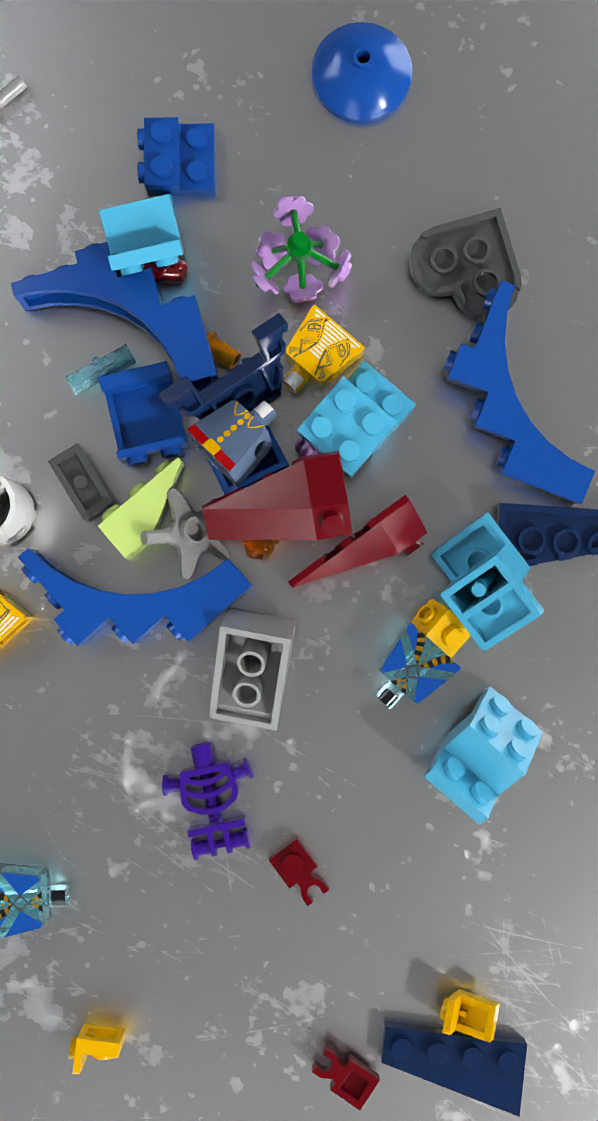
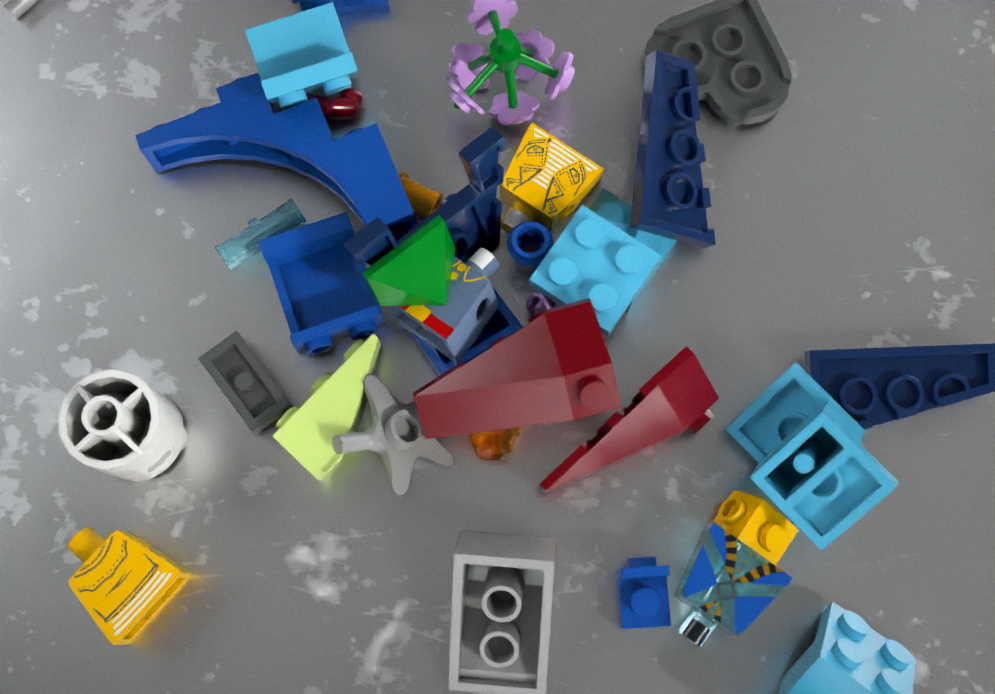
camera: 10 degrees left, 10 degrees down
(135, 615) = (334, 554): blue arch -> none
(213, 415) = (416, 269): none -> green slope
(301, 394) = (529, 238): none -> blue cone
(354, 666) = (643, 594): none -> blue bracket
(413, 358) = (668, 169): none -> dark blue wing
(485, 370) = (837, 284): blue arch -> none

